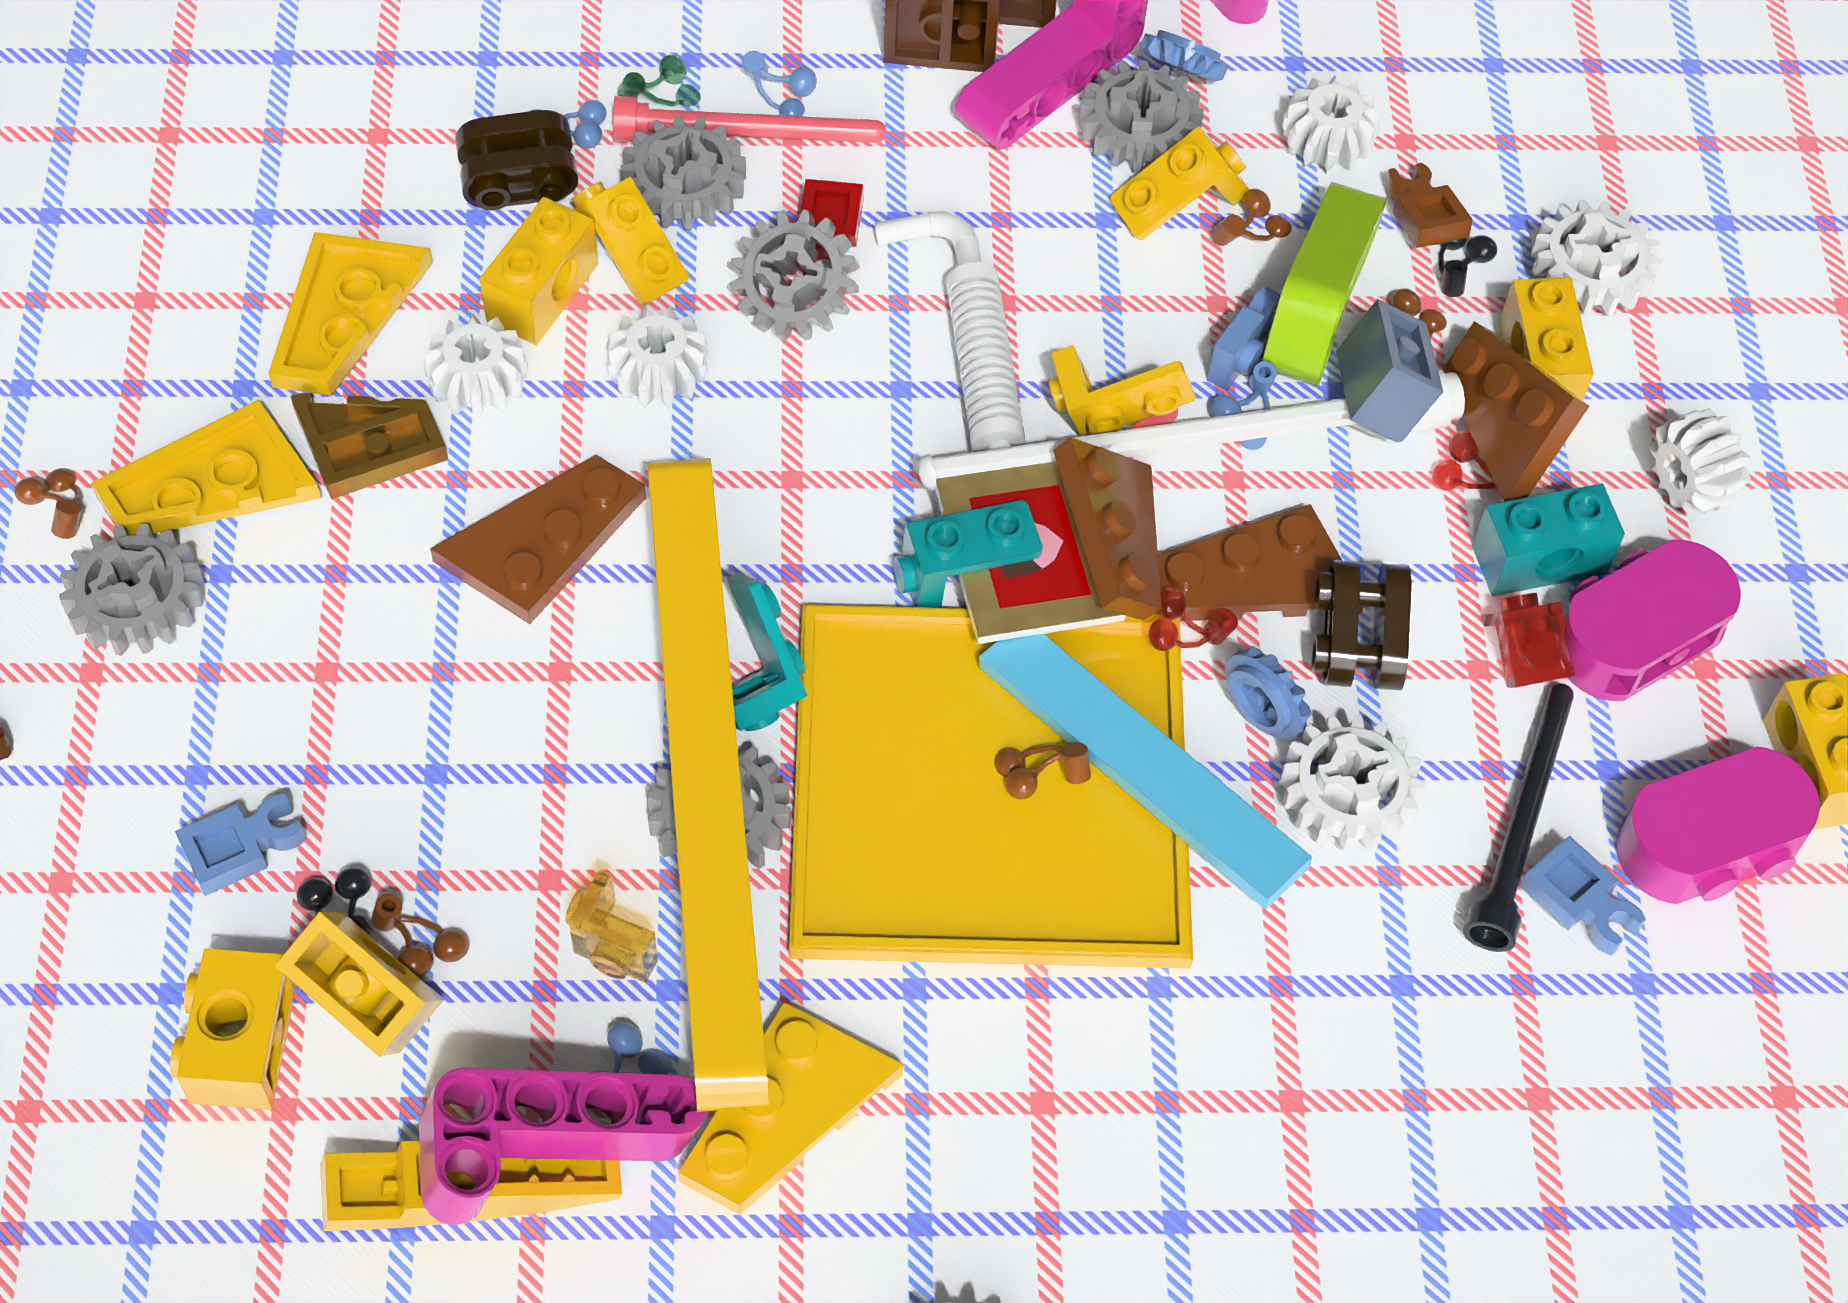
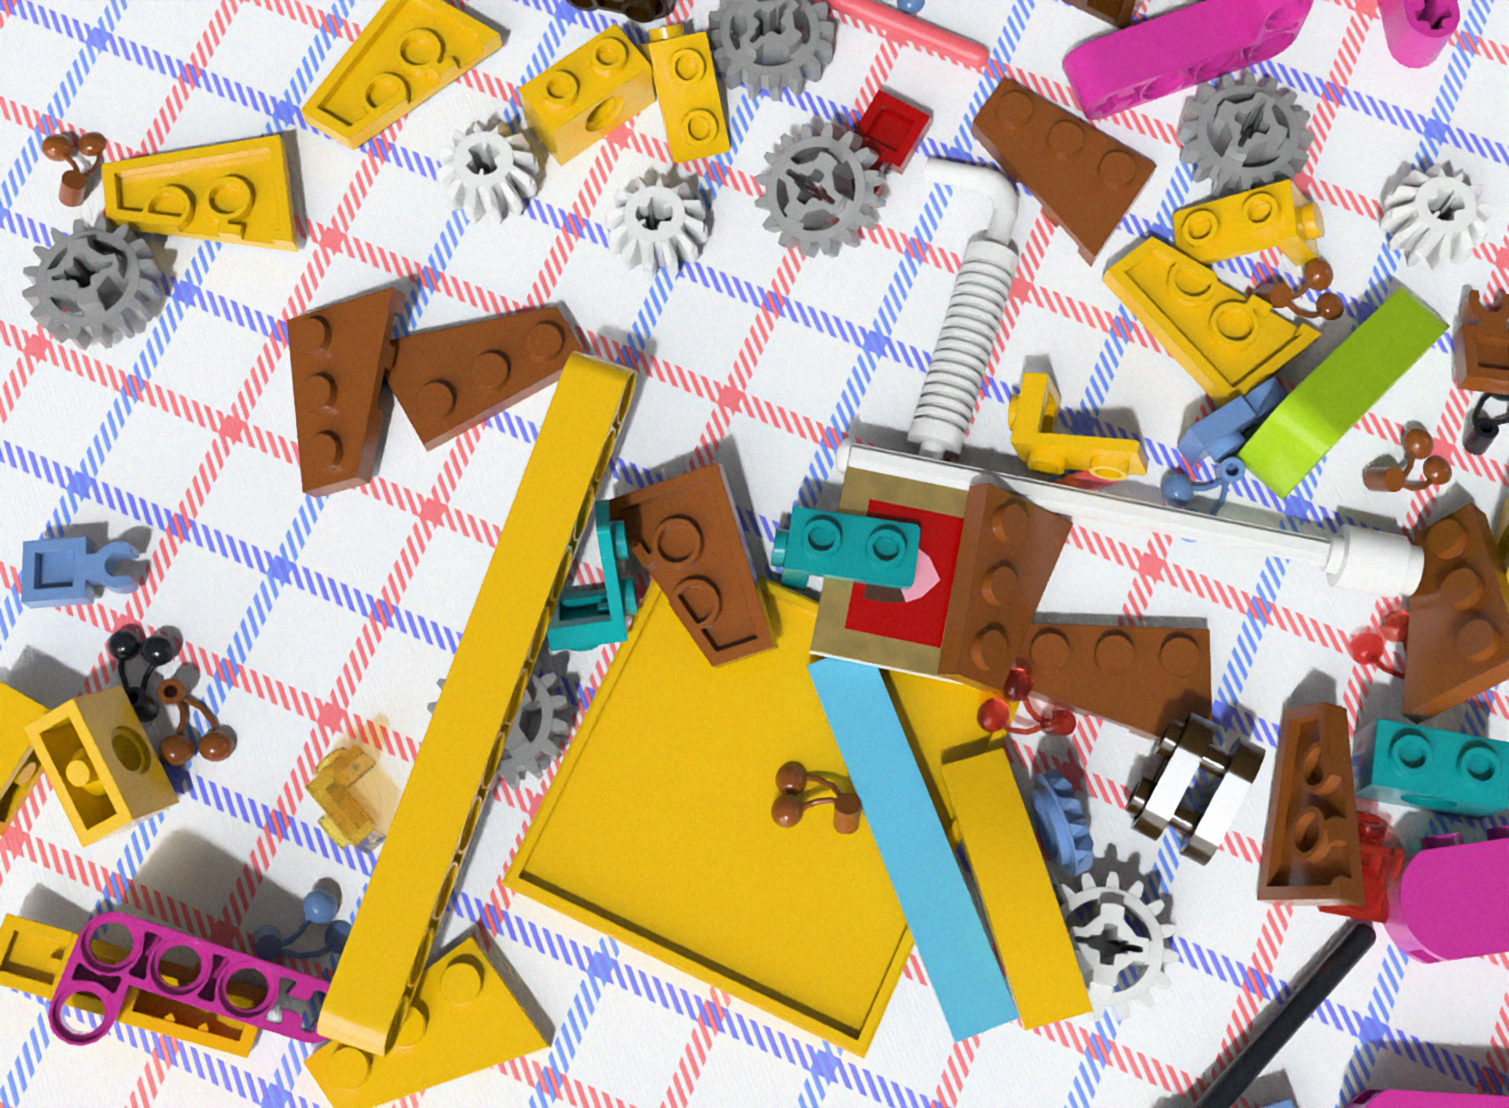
camera: 30 degrees right, 15 degrees up
(368, 440) = (359, 211): pearl gold wing -> none
(422, 591) = (337, 384): none -> dark orange wing
(845, 607) = (700, 559): none -> dark orange wing
(1006, 191) = (1066, 165): none -> dark orange wing
(1183, 273) = (1205, 326): none -> yellow wing
(1184, 55) = (1319, 87): medium blue gear -> none
(1256, 756) = (1015, 890): none -> yellow slope
(1389, 371) = (1353, 526): sand blue panel -> none
(1472, 607) = (1312, 815): none -> dark orange wing

